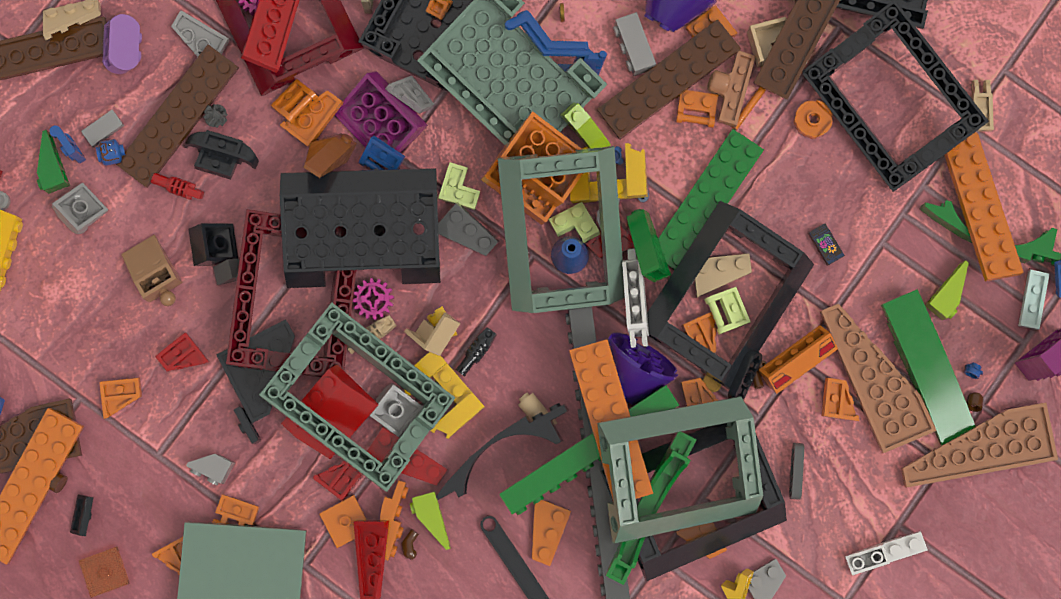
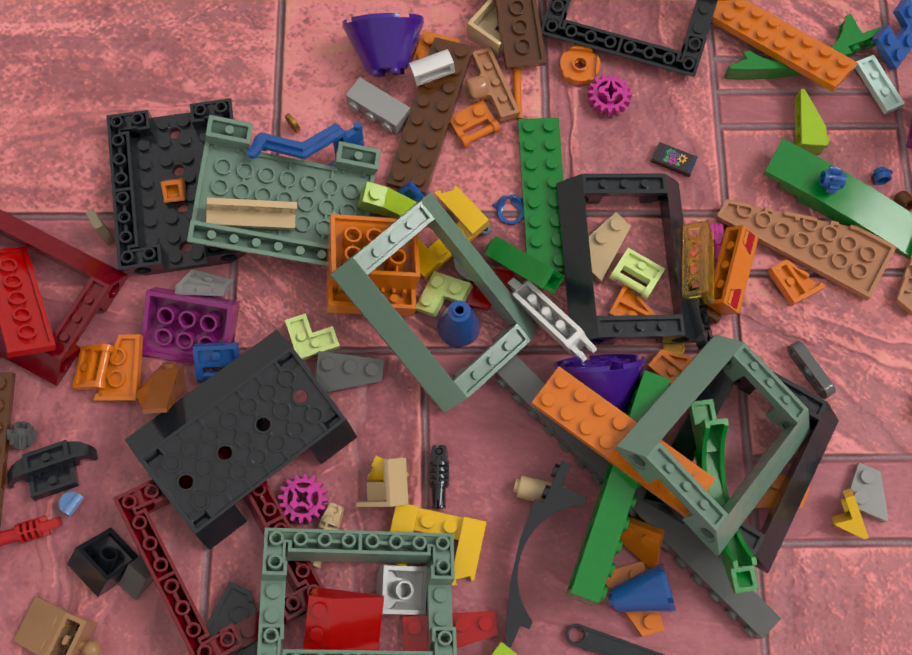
camera: 35 degrees left, 10 degrees down
(217, 187) = (70, 502): none -> medium blue plate
(477, 70) = (251, 213): none -> tan fence
(552, 531) = (643, 593): none -> blue cone
(580, 497) = (644, 541): none -> orange wing
(609, 129) = (411, 191): none -> blue tile
(667, 187) = (517, 203): none -> blue piece
(695, 43) = (432, 67): none -> white brick
(782, 339) = (706, 262): none -> clear yellow fence
(811, 324) = (718, 237): none -> dark pink piece
(822, 164) = (600, 97): none -> dark pink gear
(925, 347) = (832, 179): none -> blue gear

